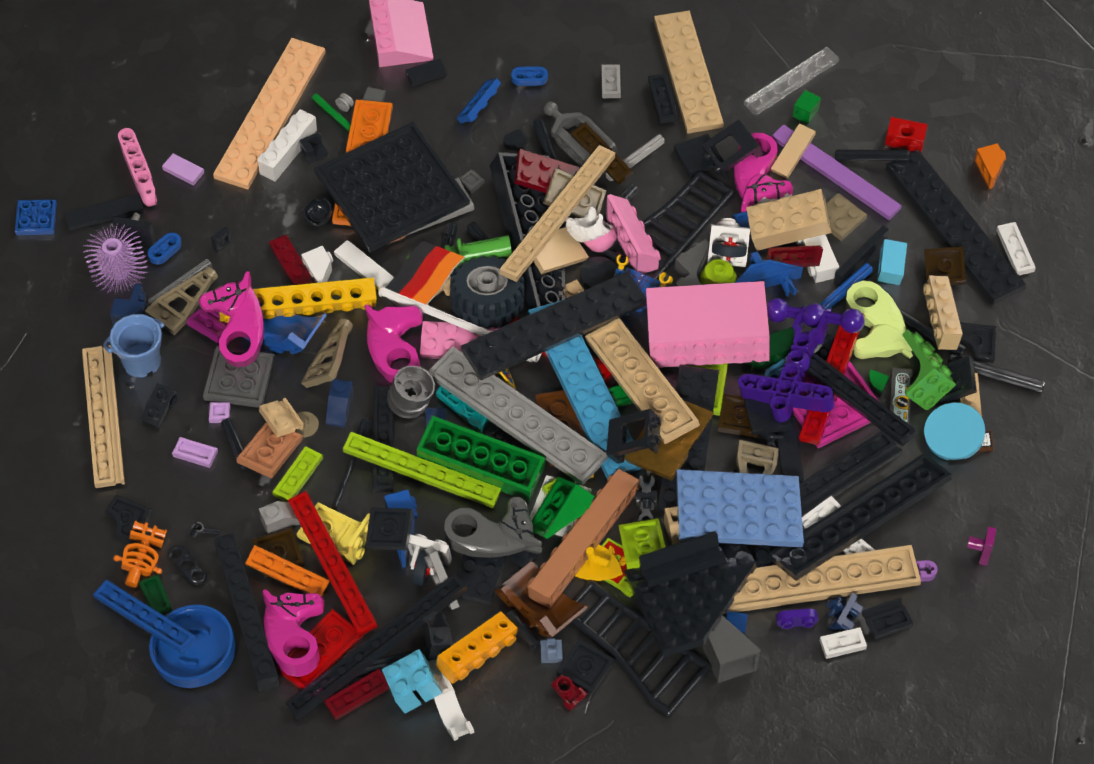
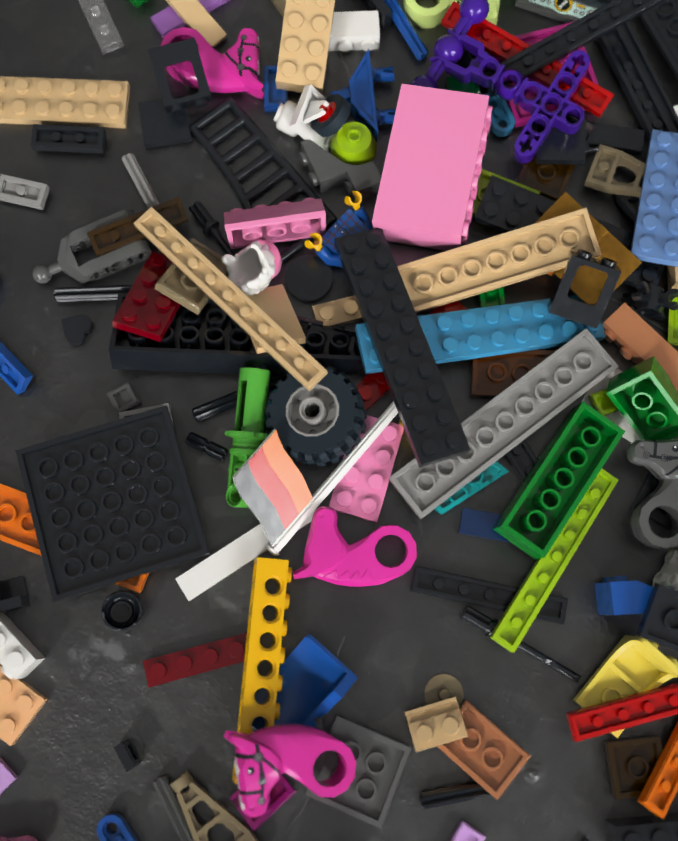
camera: 80 degrees left, 20 degrees up
(219, 411) = (404, 807): lavender tile -> none
(278, 517) = (588, 759): light grey slope -> none
(297, 474) = (526, 718): lime plate -> none
(318, 264) = (209, 626): white slope -> none
(321, 373) = (389, 647): dark tan plate -> none
(339, 403) = (431, 641): dark blue slope -> none
(410, 392) = (453, 535): flat silver wheel -> none
(800, 256) = (352, 51): dark red plate -> none
(878, 381) = (528, 21): green tile -> none

